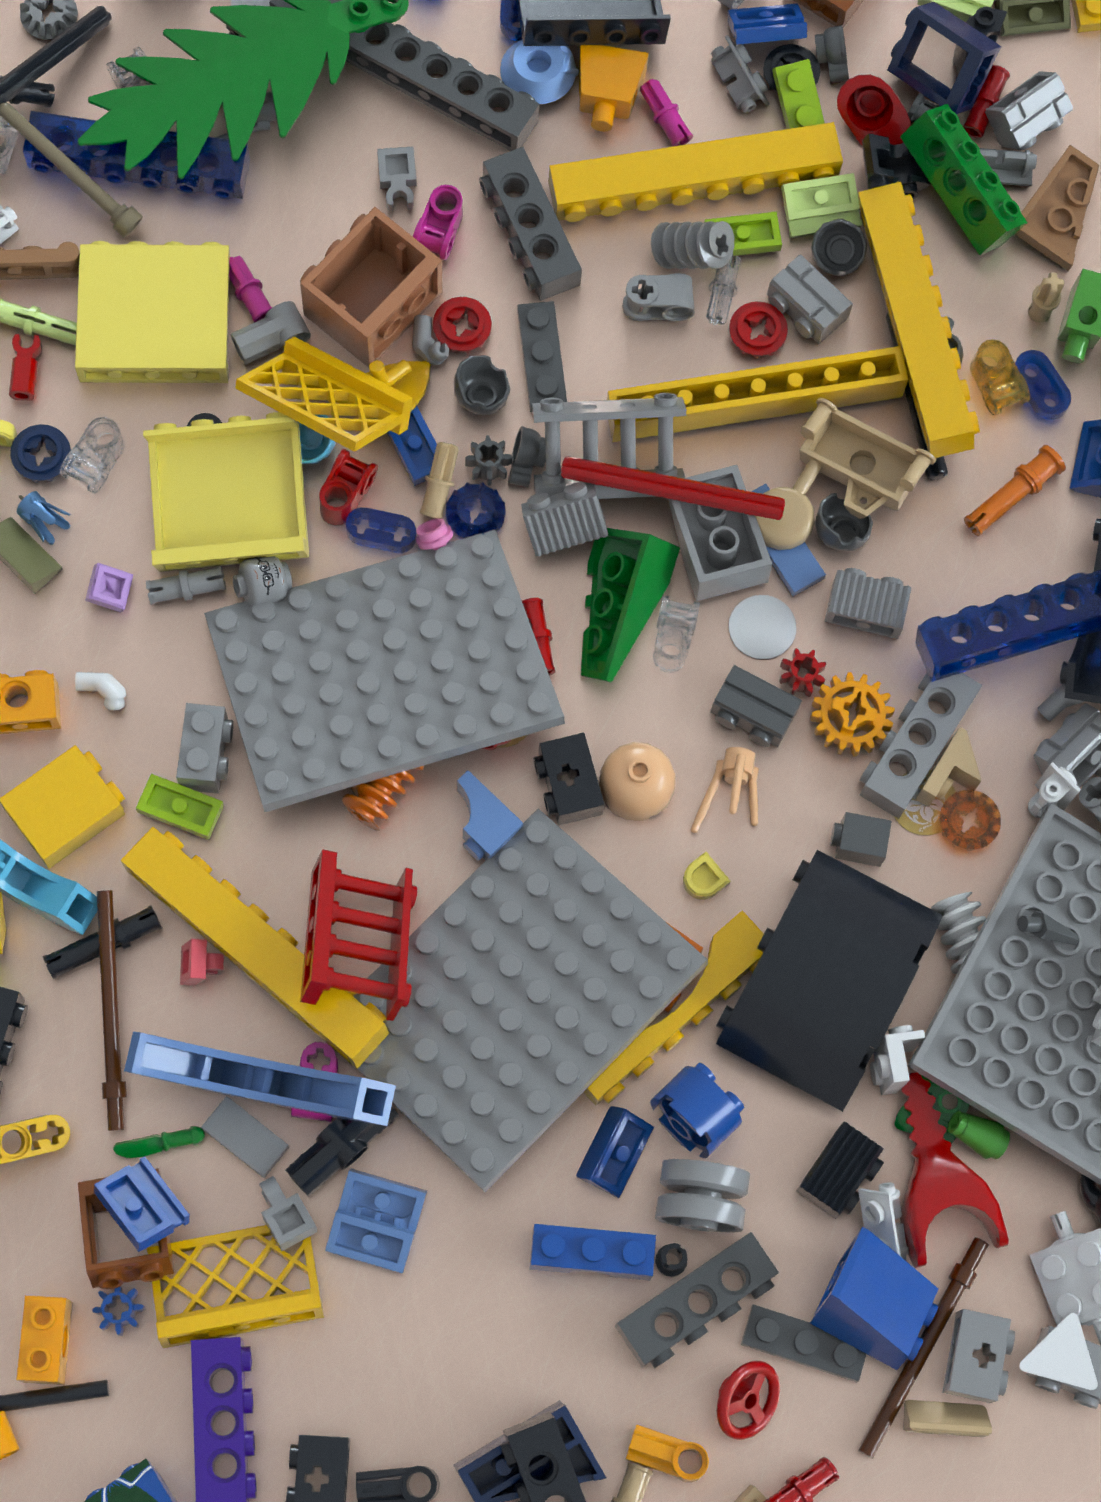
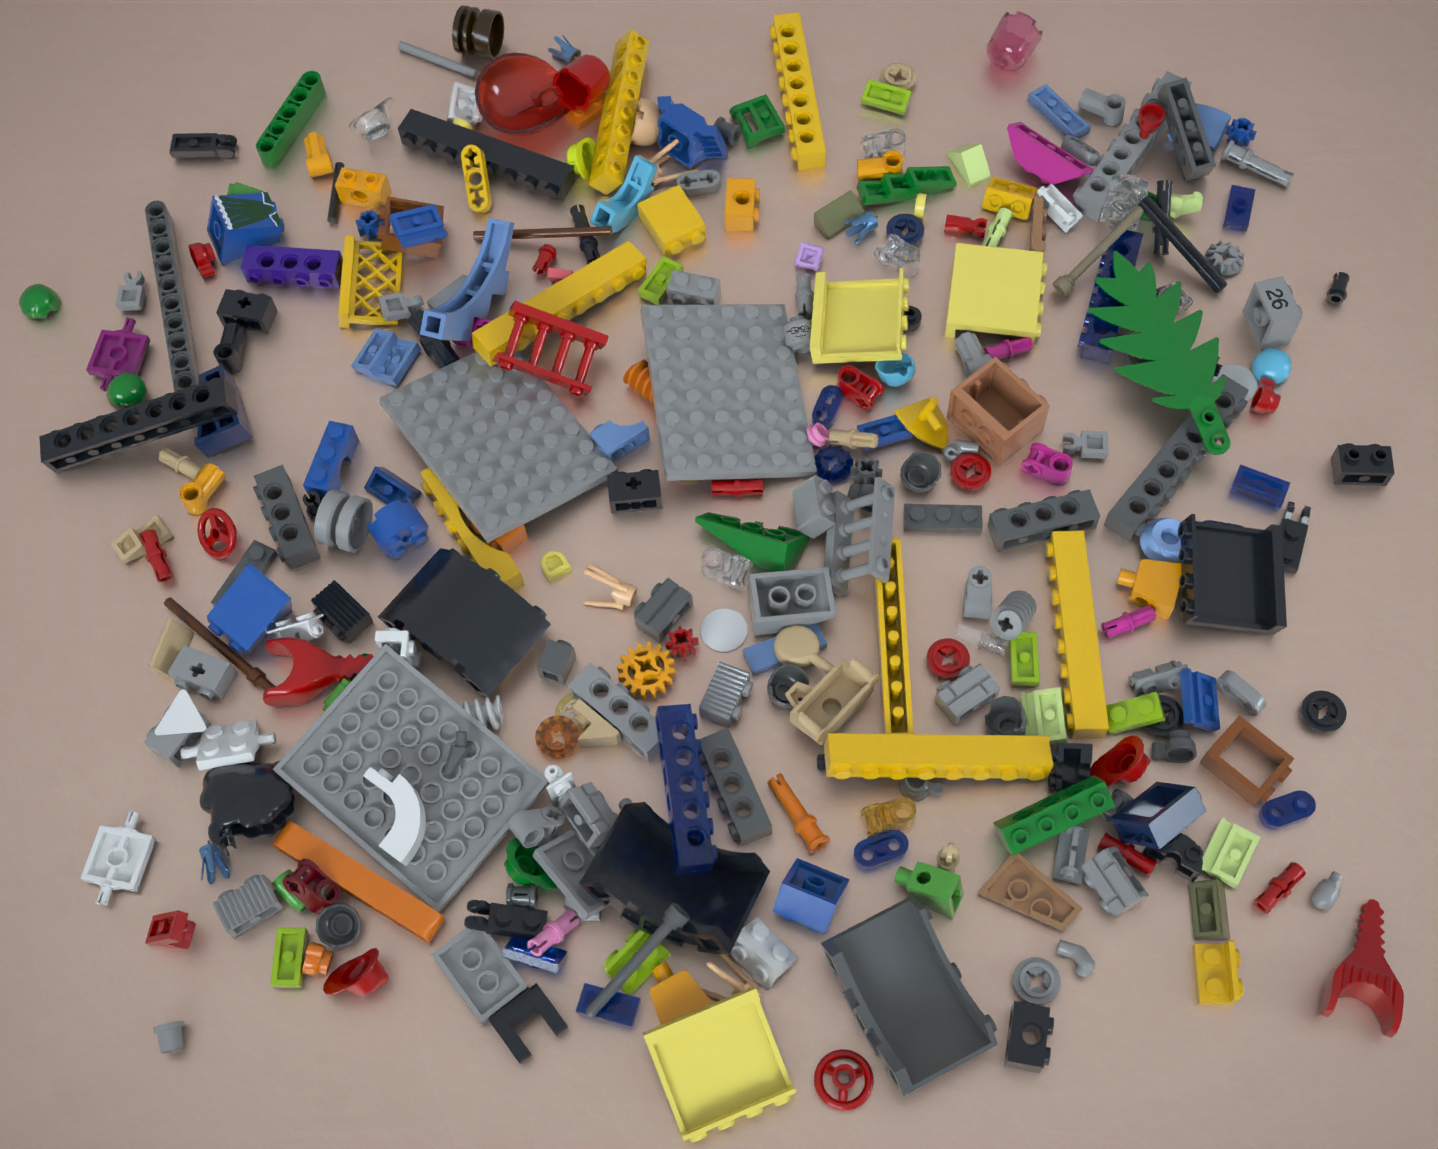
camera: 110 degrees right, 10 degrees down
(104, 684) = (744, 251): white arm -> none
(157, 1000) = (546, 255): none -> red pin
(157, 1143) = (461, 254): green piece -> none
(331, 381) = (922, 387): yellow fence -> none
(637, 781) = (627, 533): light nougat cylinder -> none
(672, 487) = (820, 568): red axle -> none
(1040, 537) = (757, 823): none -> dark grey brick

